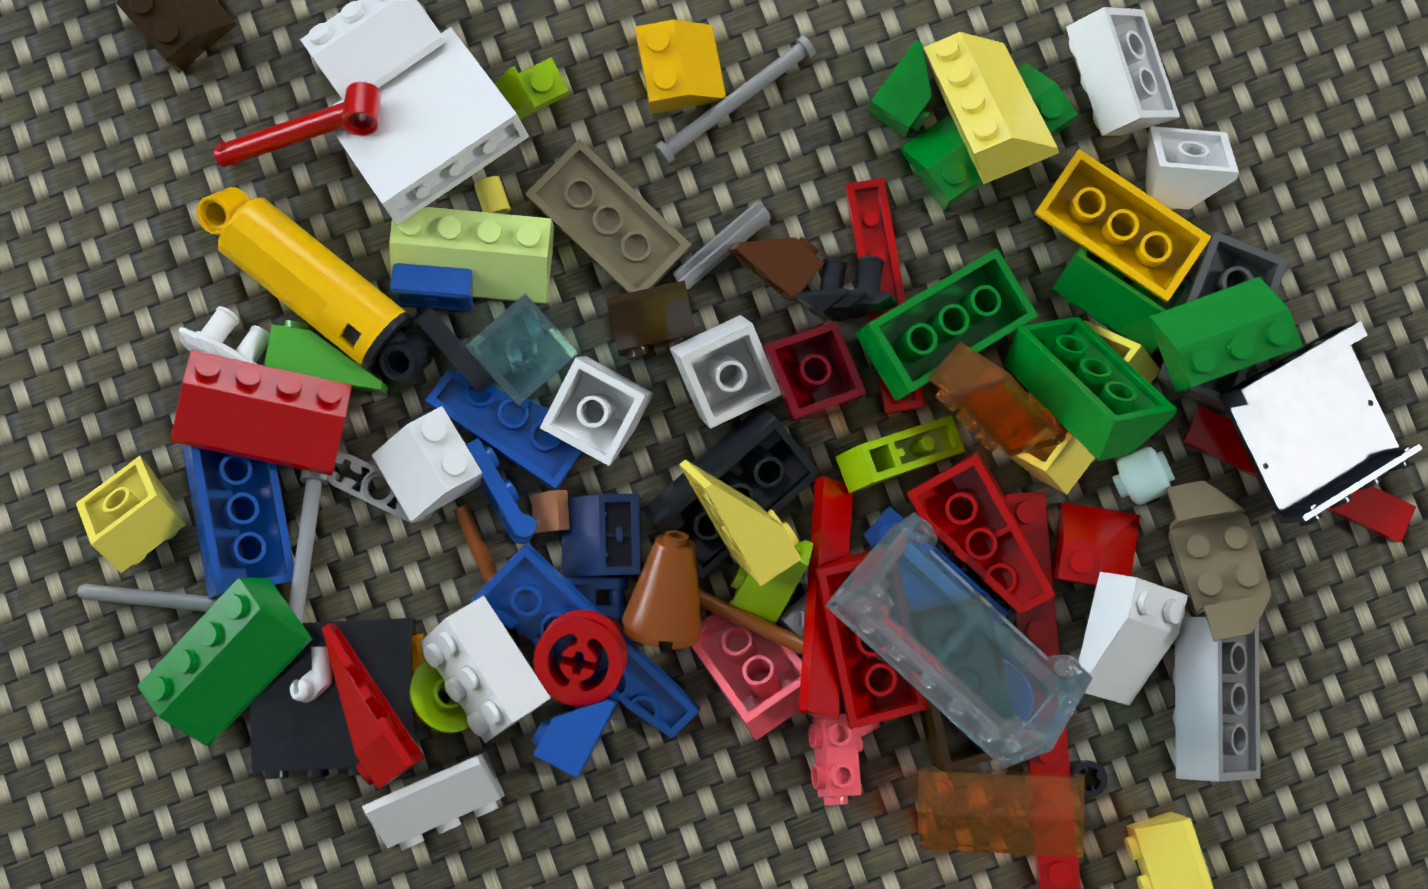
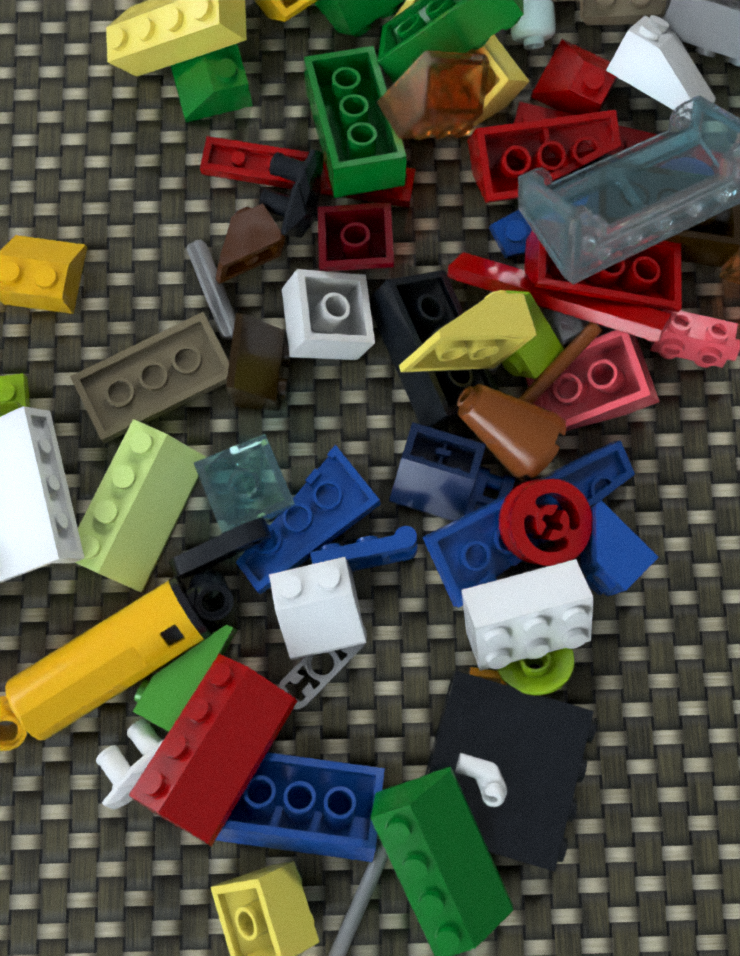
camera: 70 degrees left, 5 degrees down
(305, 542) = (349, 747): light grey bar -> none
(374, 727) = (562, 733): red wedge -> none
(433, 286) = (155, 546): blue slope -> none
(436, 802) = (630, 704): white slope -> none
(475, 542) = (405, 591): dark orange bar -> none
(492, 195) = (89, 471): light yellow hinge -> none
(550, 511) = (397, 511): nougat tile -> none
(596, 409) = (322, 440): white slope -> none
(735, 99) = (68, 166): light grey bar -> none
(899, 453) = (449, 204): lime slope -> none
(905, 94) = (141, 95): green slope -> none

